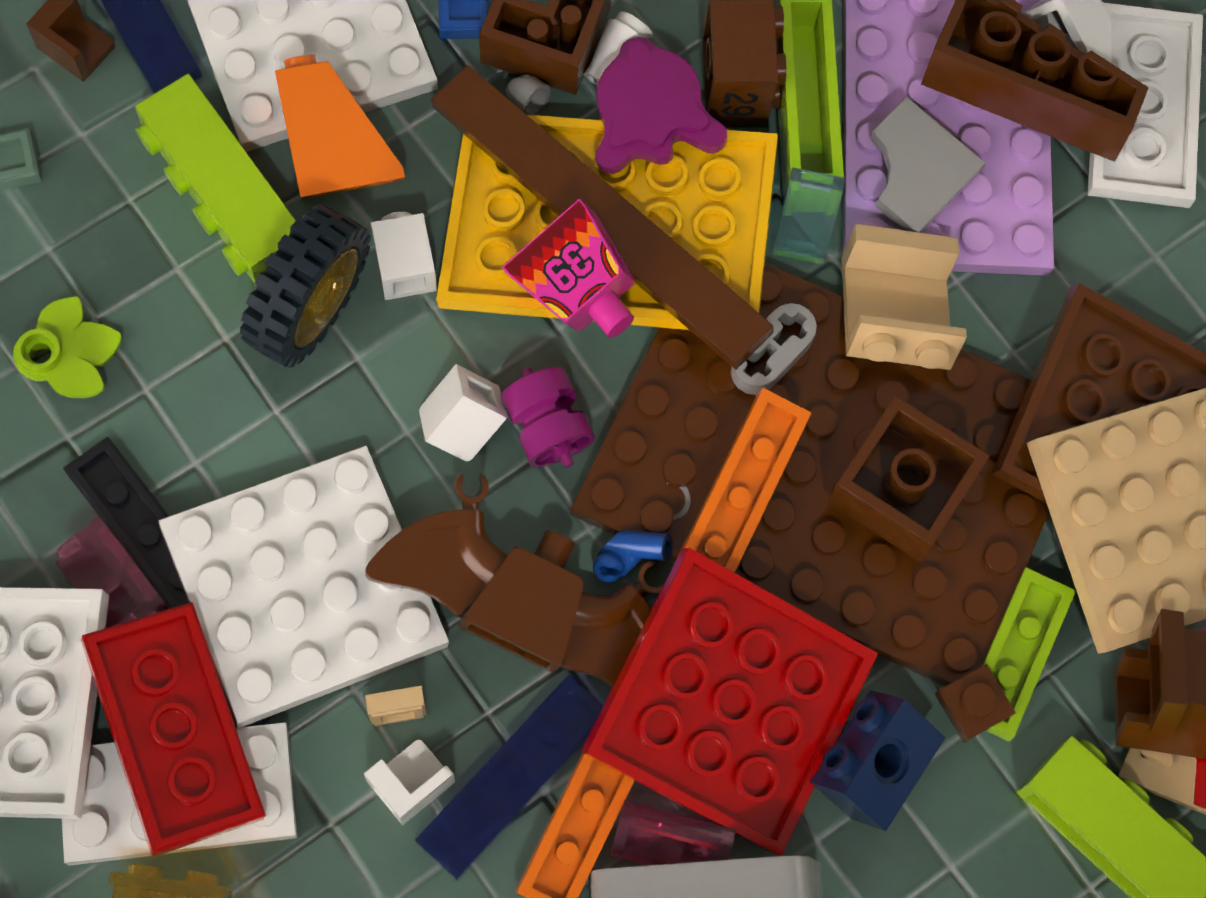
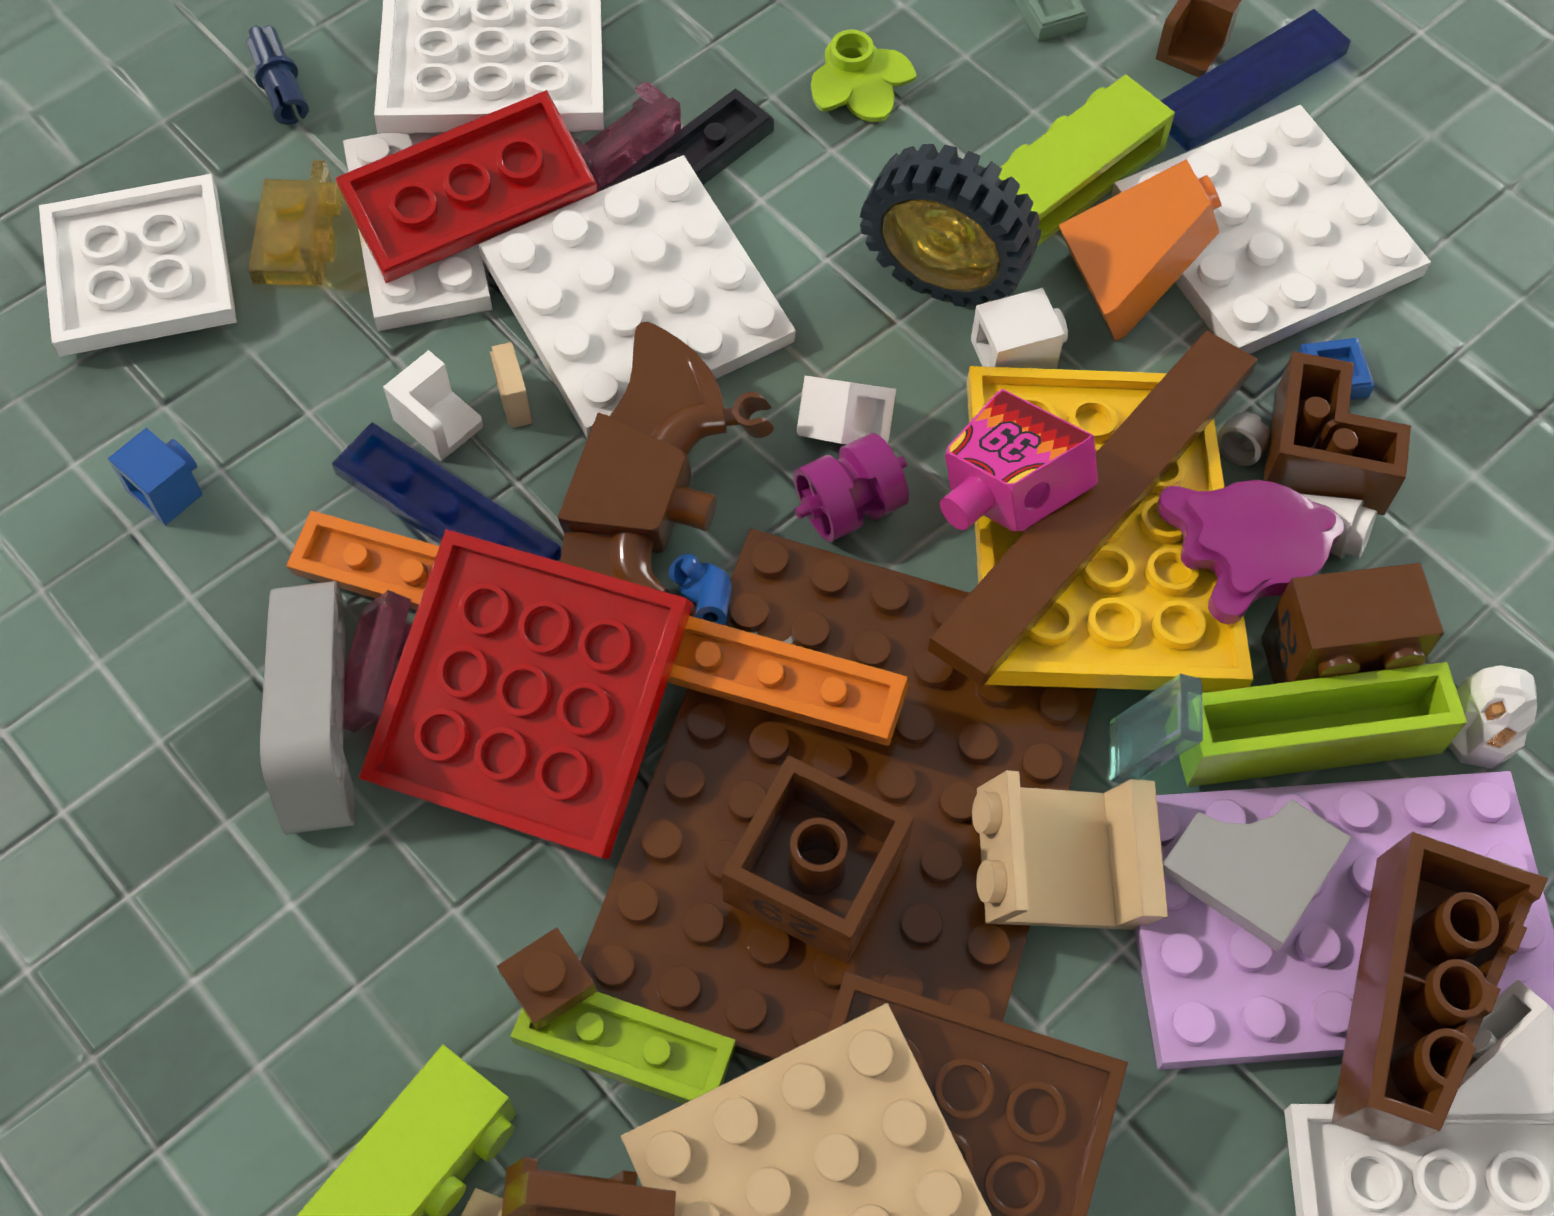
camera: 90 degrees right, 10 degrees down
(782, 356) = (972, 711): light grey beam -> none
(877, 759) = (435, 871): dark blue brick -> none

